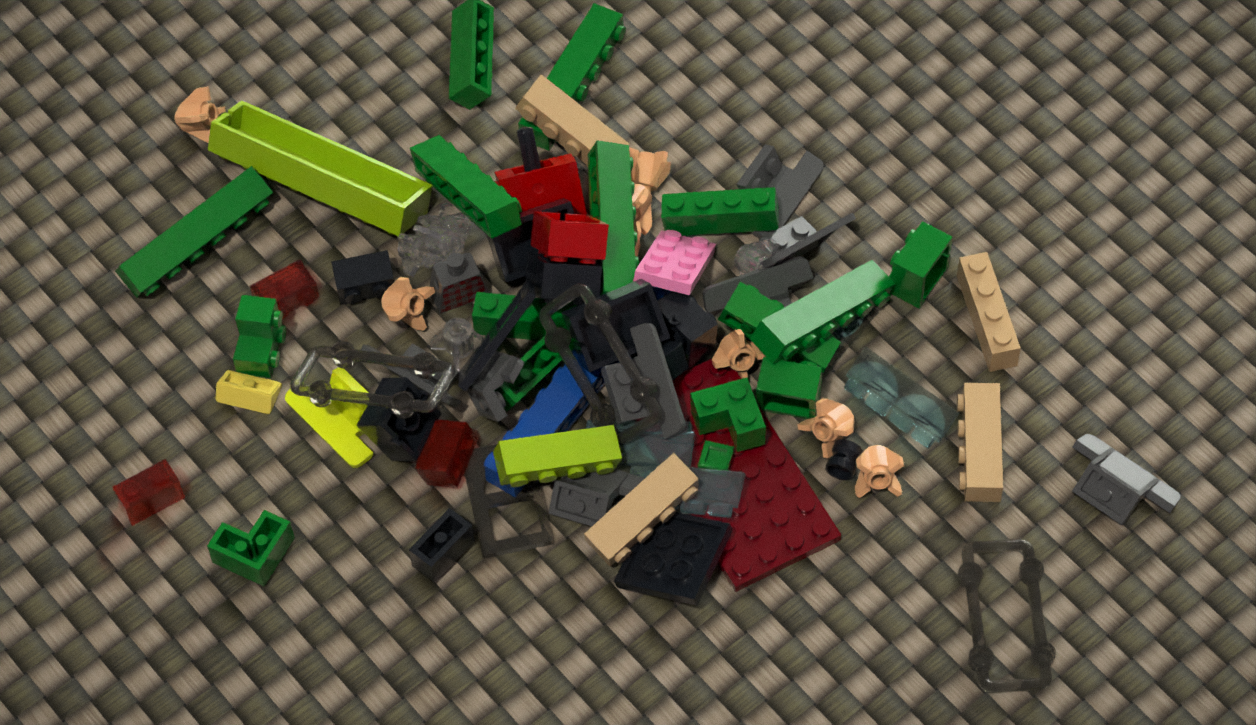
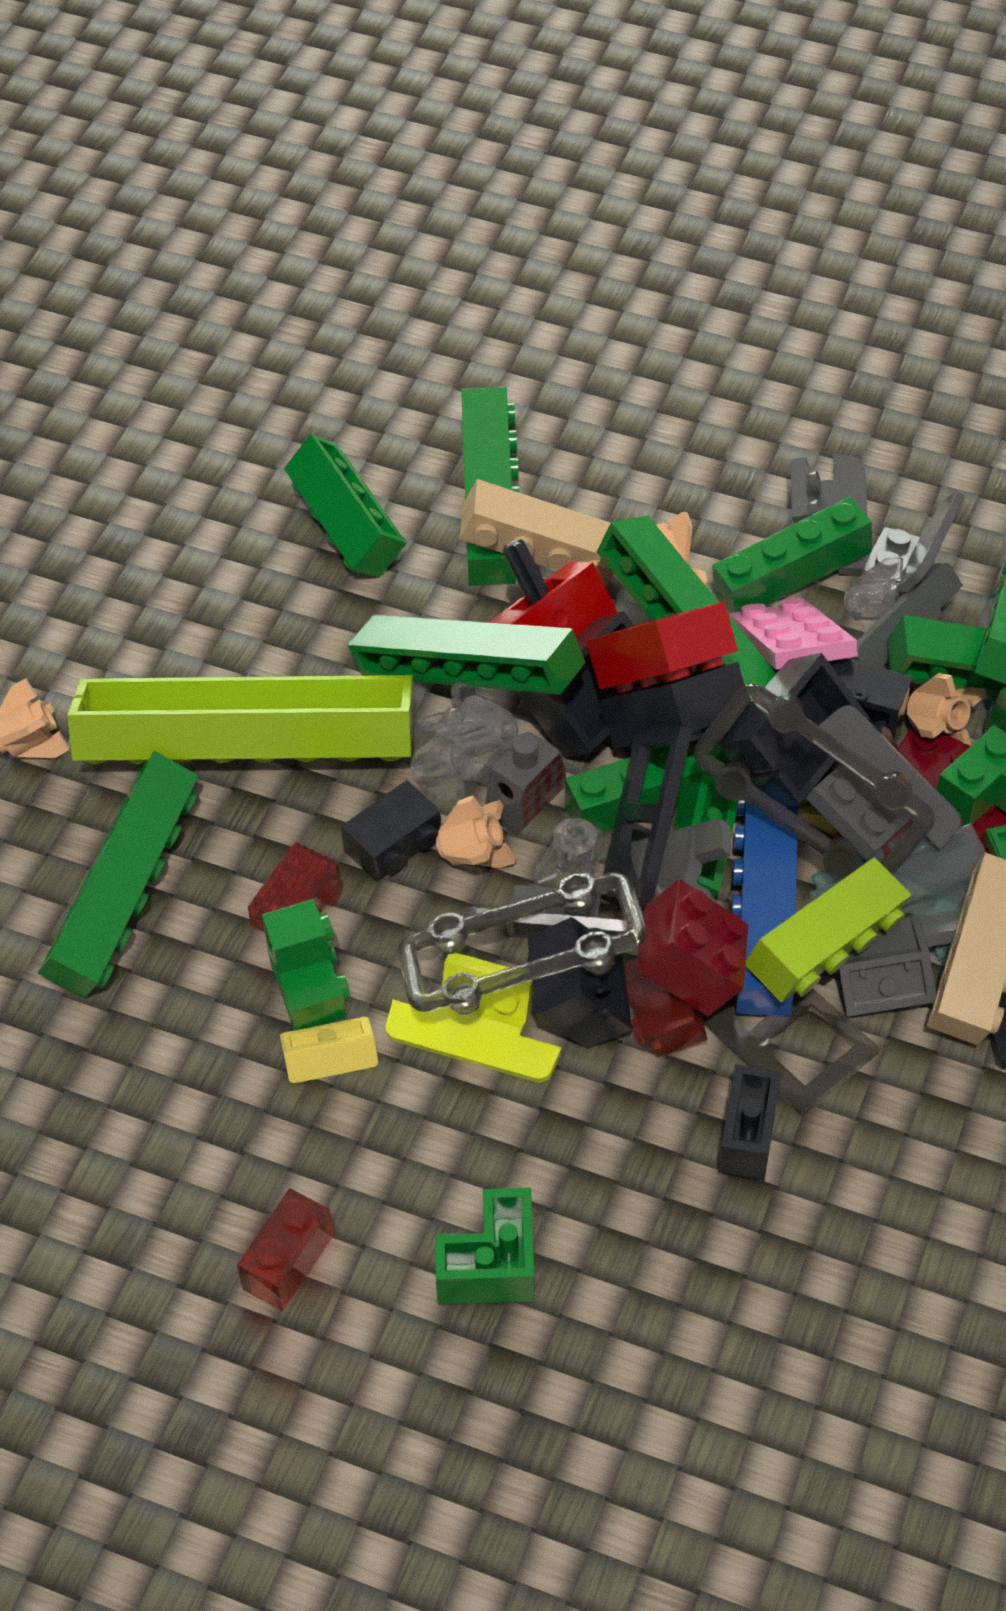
camera: 30 degrees left, 5 degrees down
(467, 428) = (693, 947): none -> dark red brick

